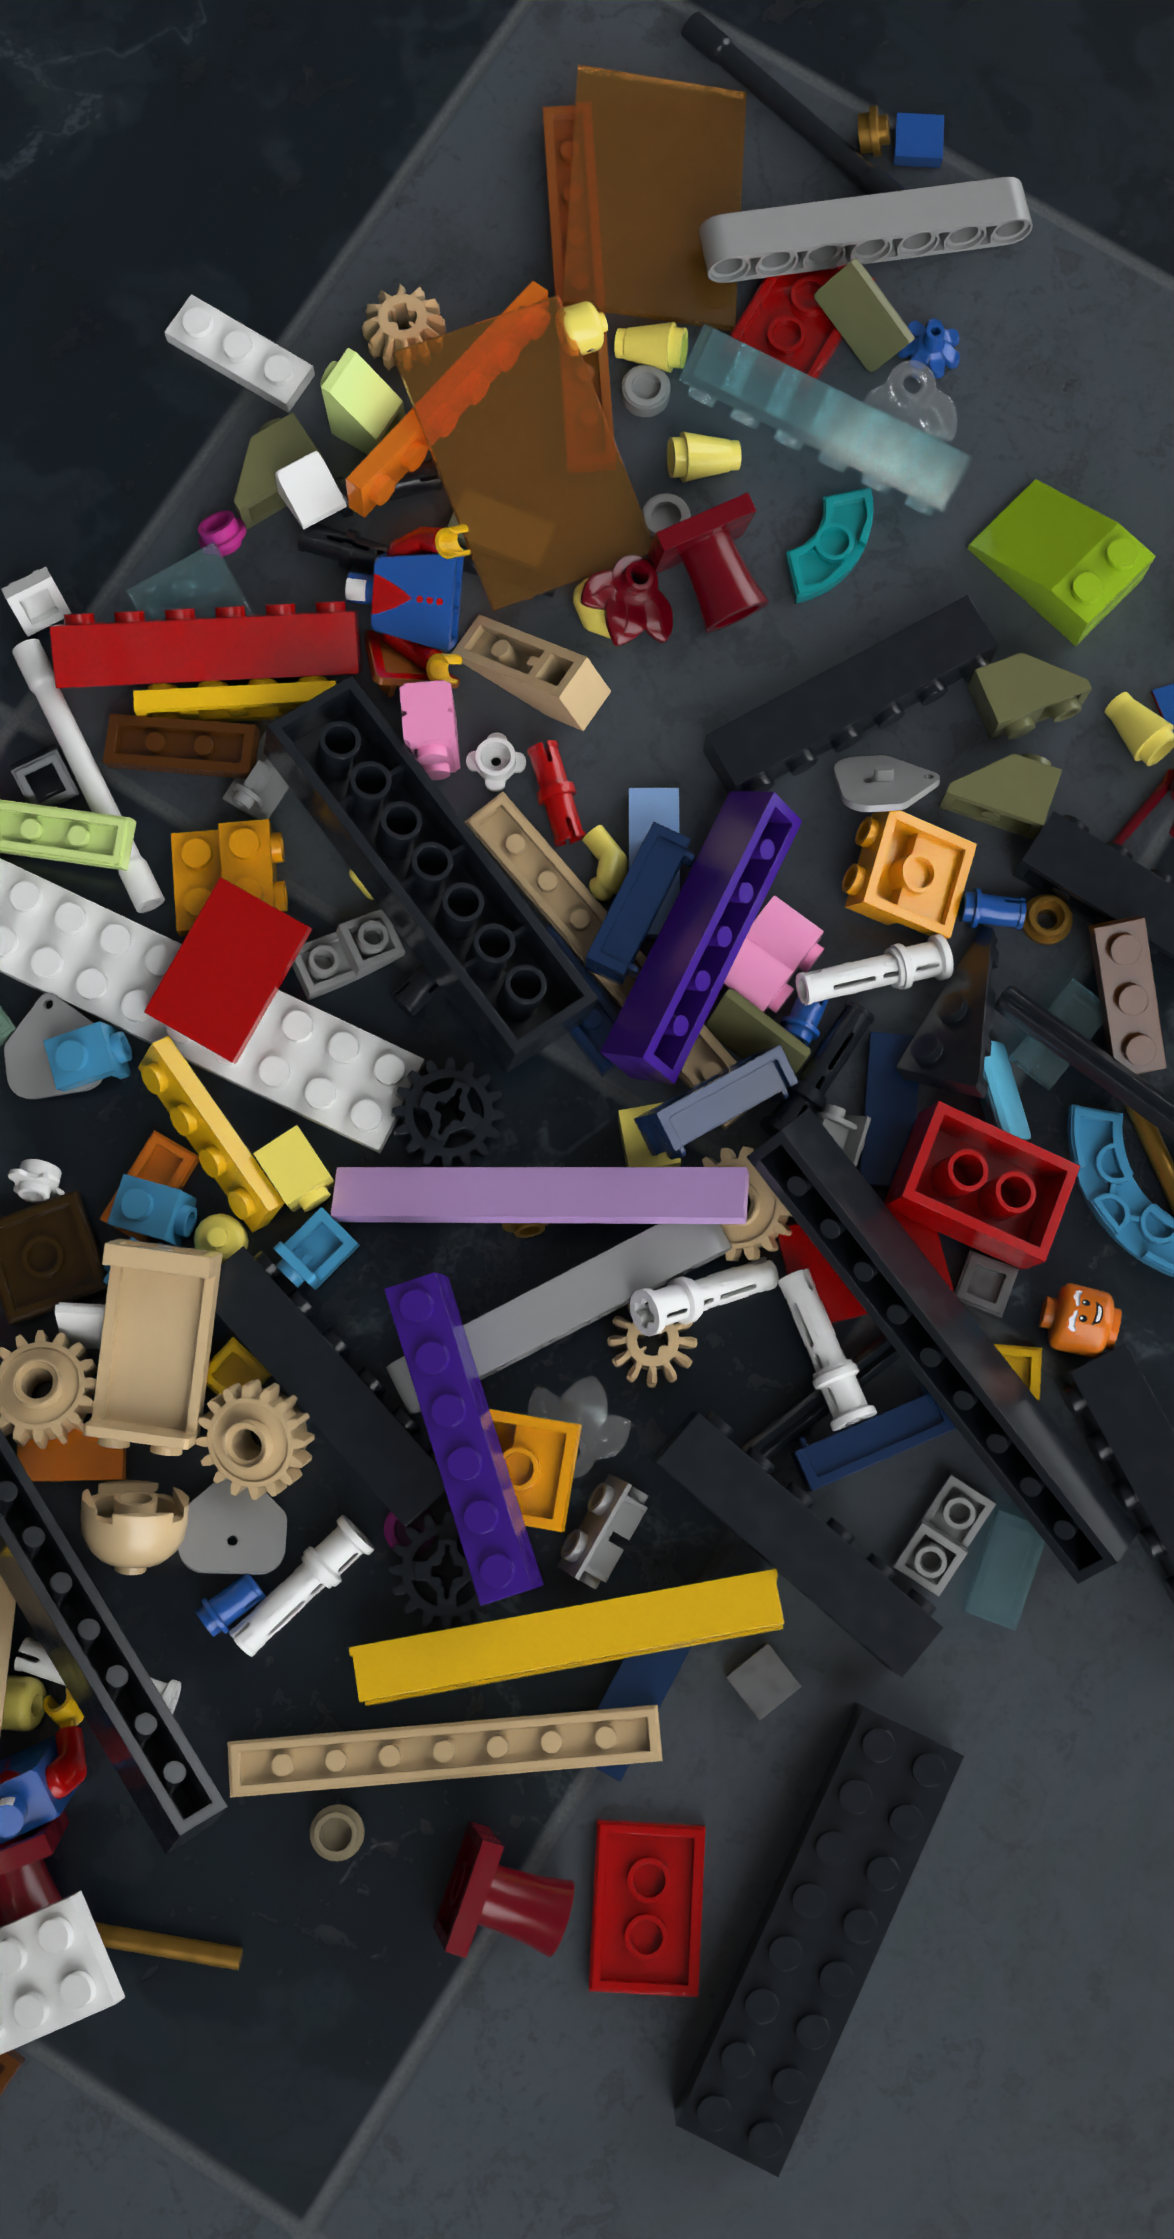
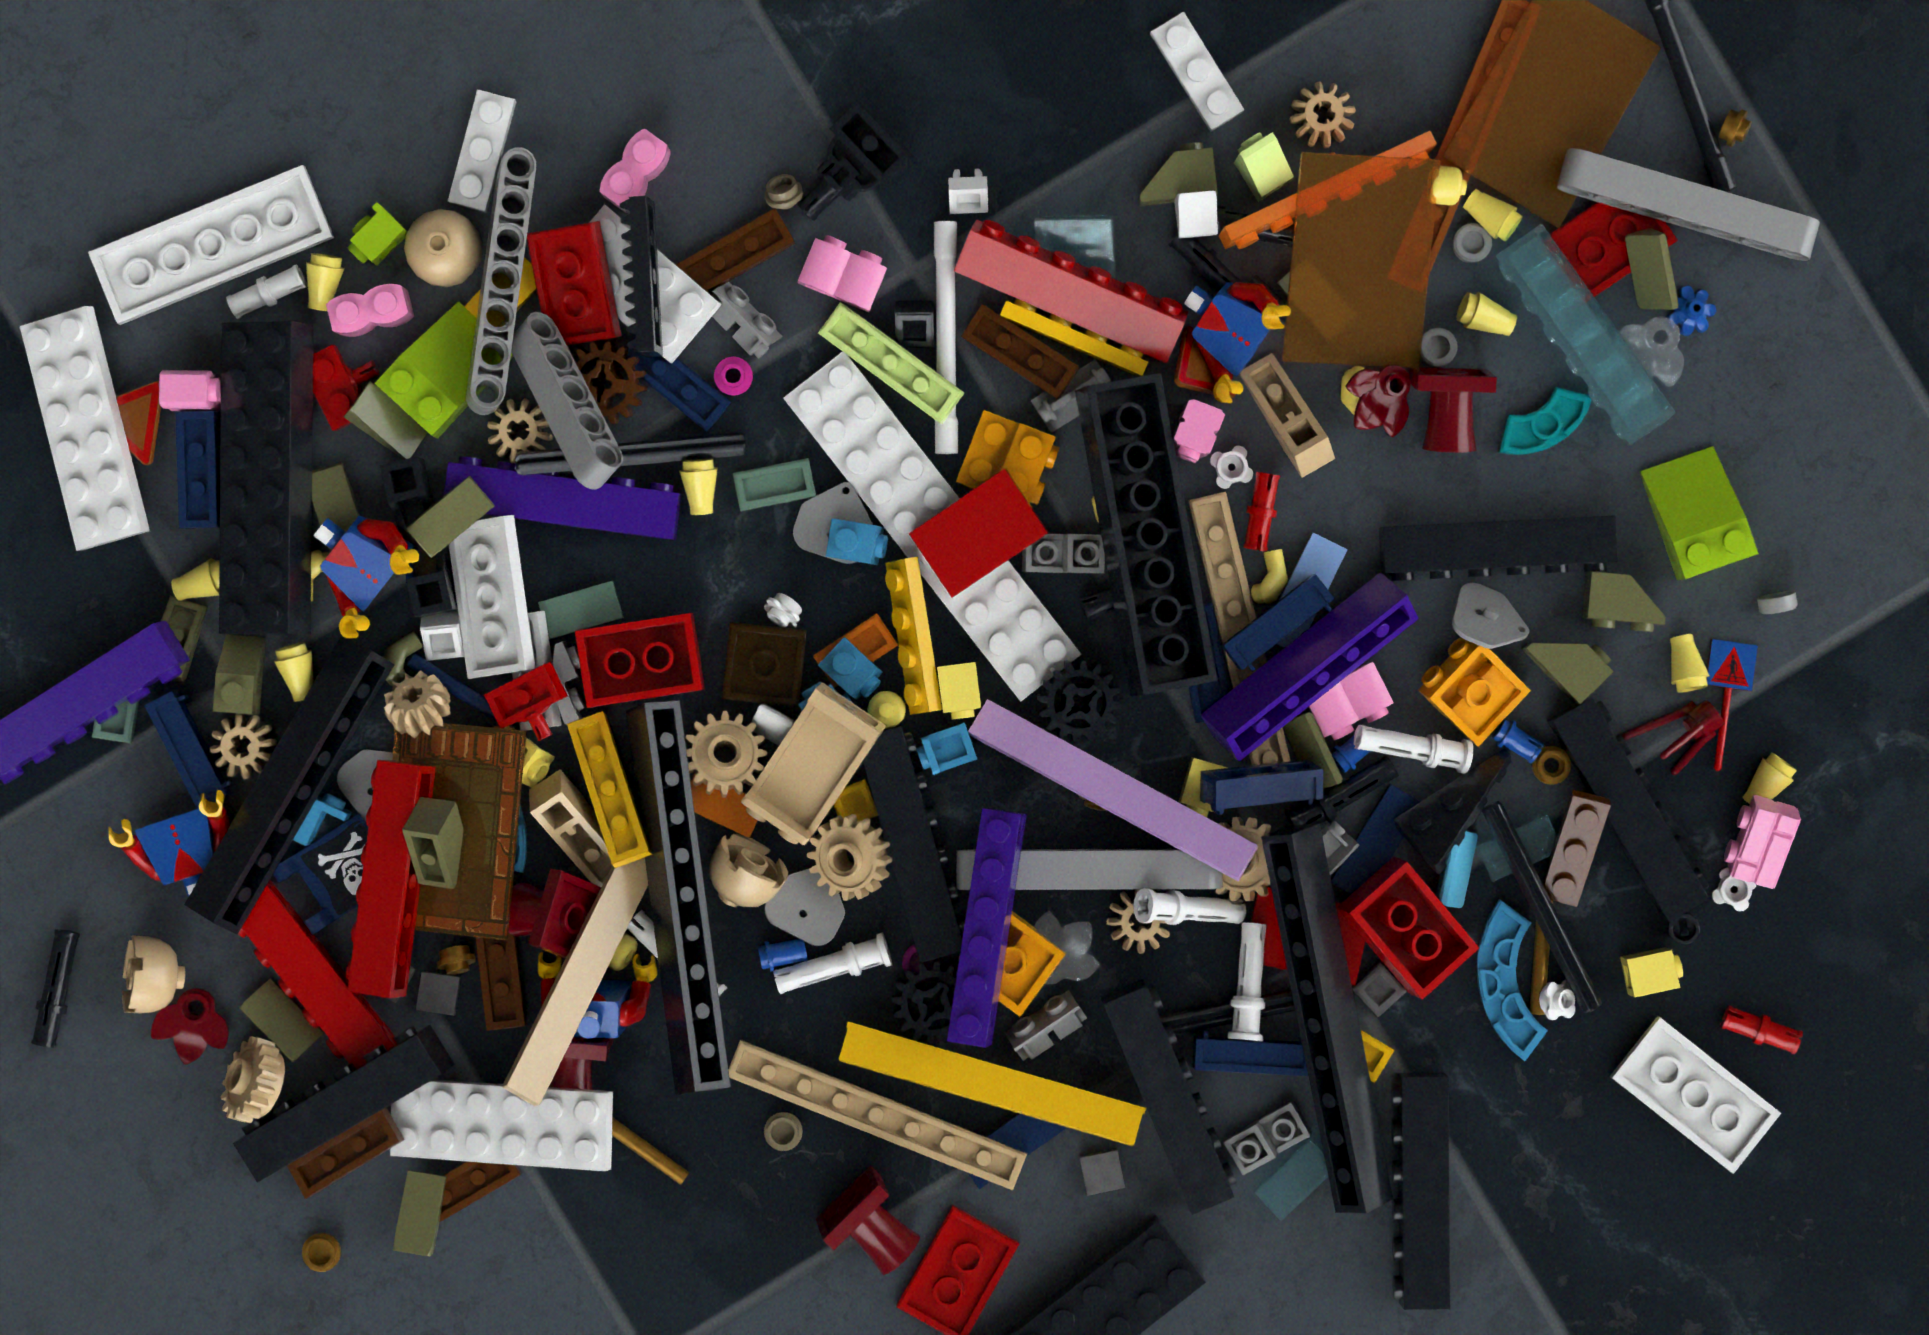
camera: 30 degrees right, 10 degrees up
(223, 530) = (1122, 205): dark pink plate -> none
(918, 140) = (1766, 147): blue tile -> none
(1081, 1320) = (1428, 1046): orange head -> none

